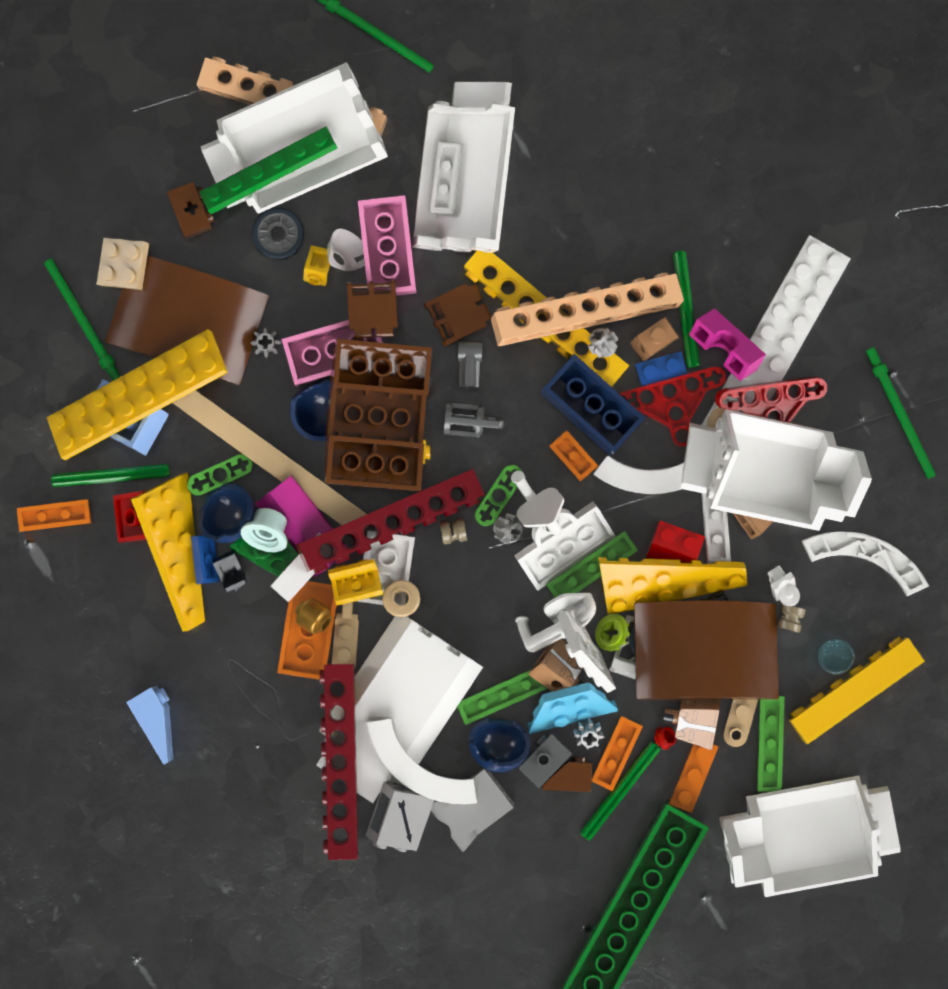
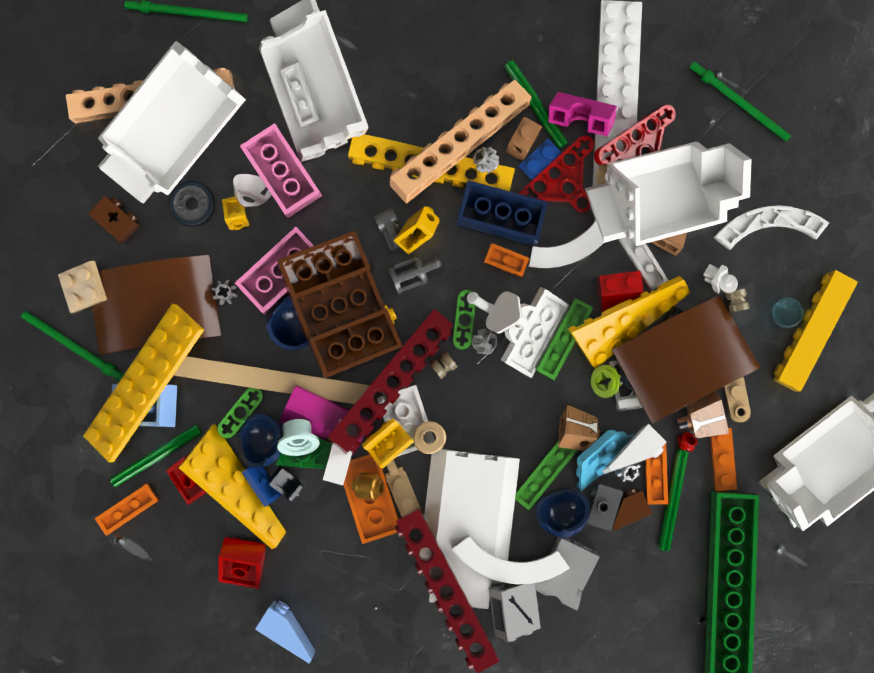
camera: 30 degrees left, 0 degrees up
(143, 629) = (241, 562): none -> red slope
(268, 170) = (158, 156): green plate -> none
(372, 309) = (293, 224): reddish brown plate -> none
(459, 313) = (362, 194): reddish brown plate -> none
(507, 376) = (424, 224): none -> yellow torso
(570, 616) = (570, 390): white plate -> none
(612, 718) = (642, 446): none -> white slope
(770, 745) = (771, 406): bright green plate -> none

